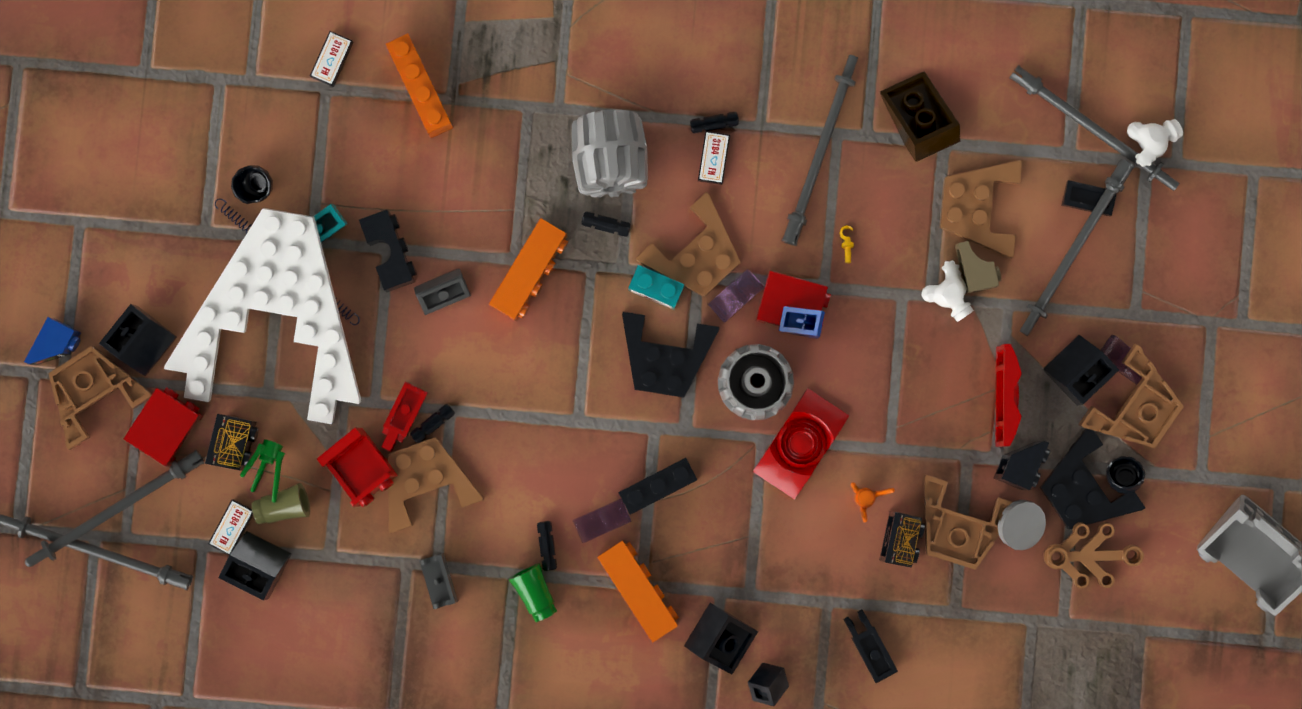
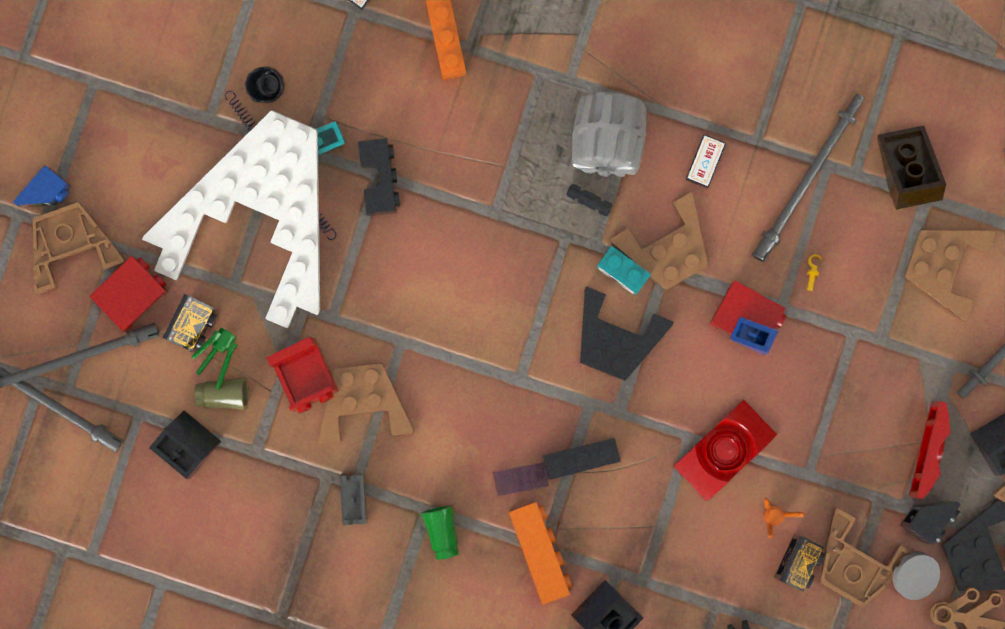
camera: 10 degrees right, 0 degrees up
(138, 339) = (124, 206): black slope -> none
(231, 527) = (170, 403): white tile -> none
(403, 415) = (356, 335): red hinge -> none
(432, 423) = (382, 350): black axle -> none
(442, 291) = (420, 227): dark grey slope -> none
(528, 270) = (506, 225): orange brick -> none
(547, 546) = (463, 490): black axle -> none
(714, 122) = (714, 127): black axle -> none
(736, 295) = (696, 296): clear purple slope -> none
(739, 393) = (678, 386): light grey wheel -> none
(949, 292) = (899, 340): white animal -> none
(976, 272) = (928, 328): dark tan arch -> none

